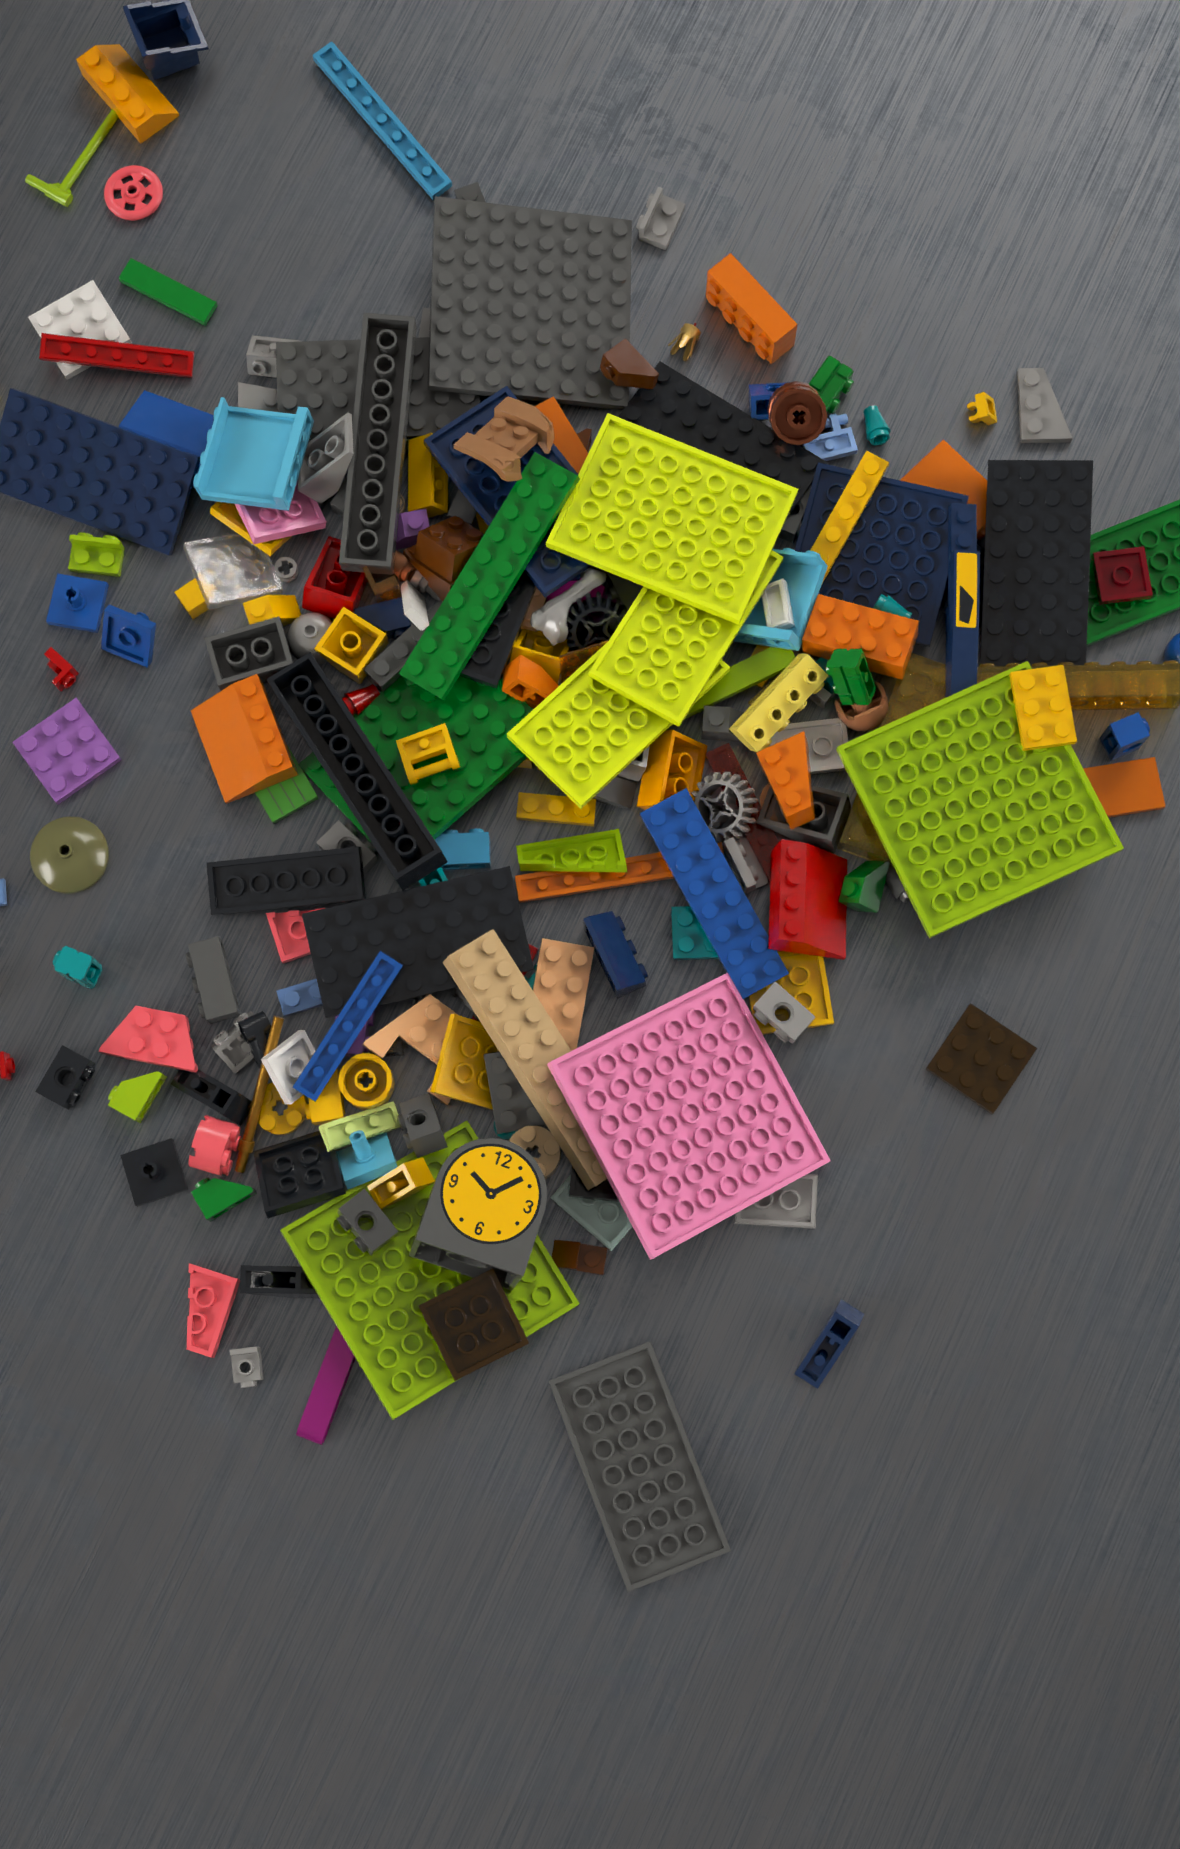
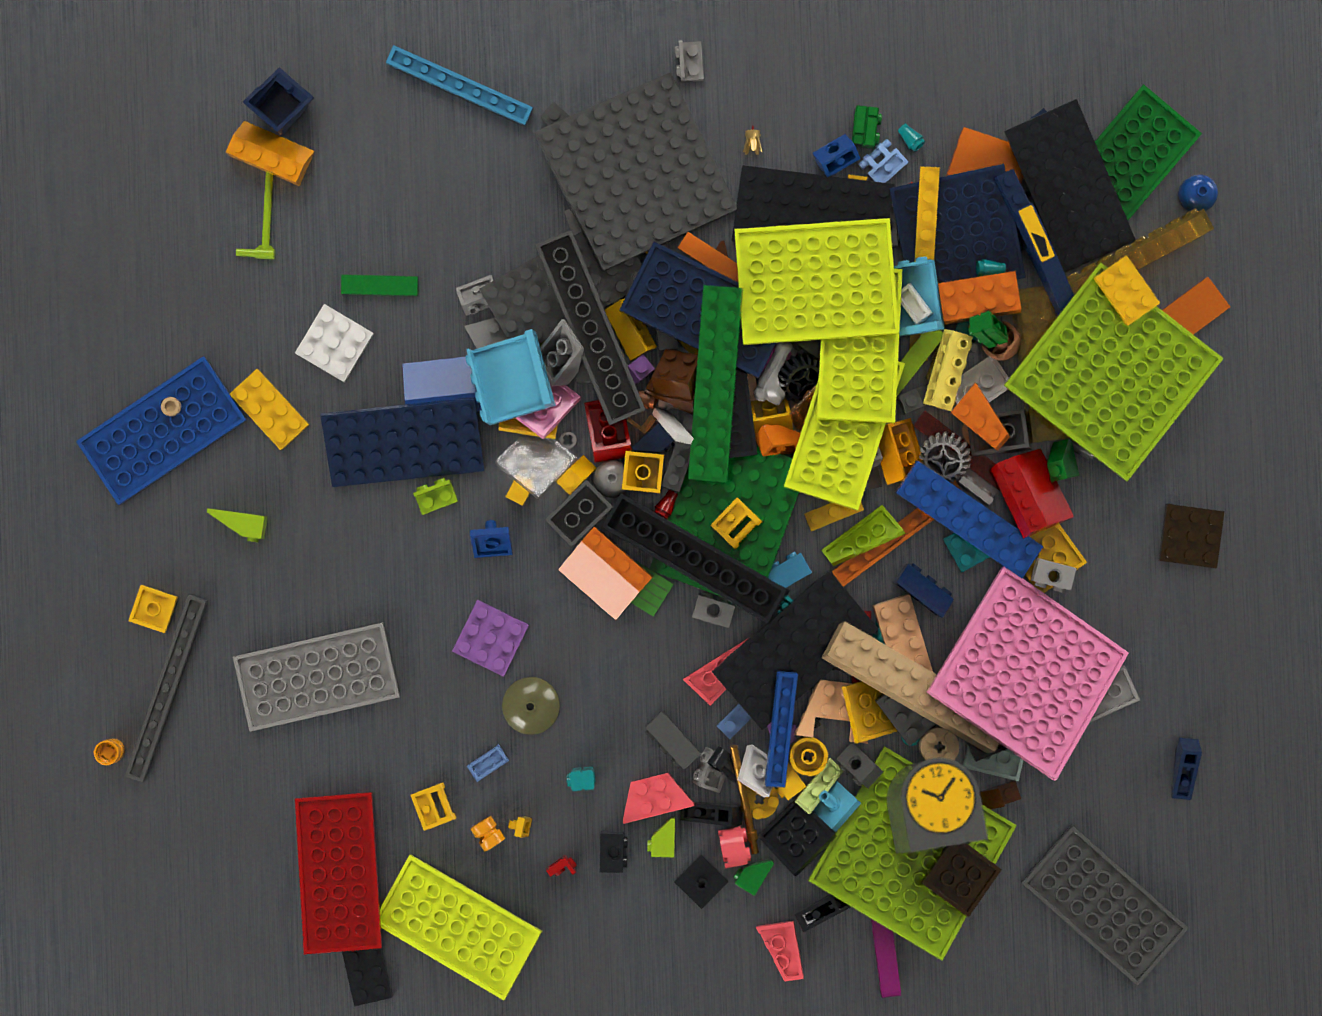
camera: 25 degrees left, 10 degrees up
(65, 671) = (454, 583): red bracket -> none
(77, 603) = (441, 534): blue tile -> none
(116, 355) = (372, 350): red tile -> none
(141, 209) = (328, 235): coral plate -> none
(253, 1357) = (825, 965): light grey brick -> none
(286, 880) = (686, 652): black plate -> none
(365, 1207) = (872, 848): dark grey brick -> none
(401, 1183) = (868, 811): yellow slope -> none
(508, 437) = (679, 283): medium nougat piece -> none
(628, 367) = (726, 184): reddish brown slope -> none
(750, 309) = (787, 99): orange brick -> none
(802, 427) = (859, 161): copper wheel -> none
(985, 409) = (979, 87): yellow tile -> none
(1038, 409) = (1014, 68): light grey wing -> none
(1121, 575) = (1128, 163): dark red plate -> none
(1125, 736) = (1184, 274): blue brick -> none

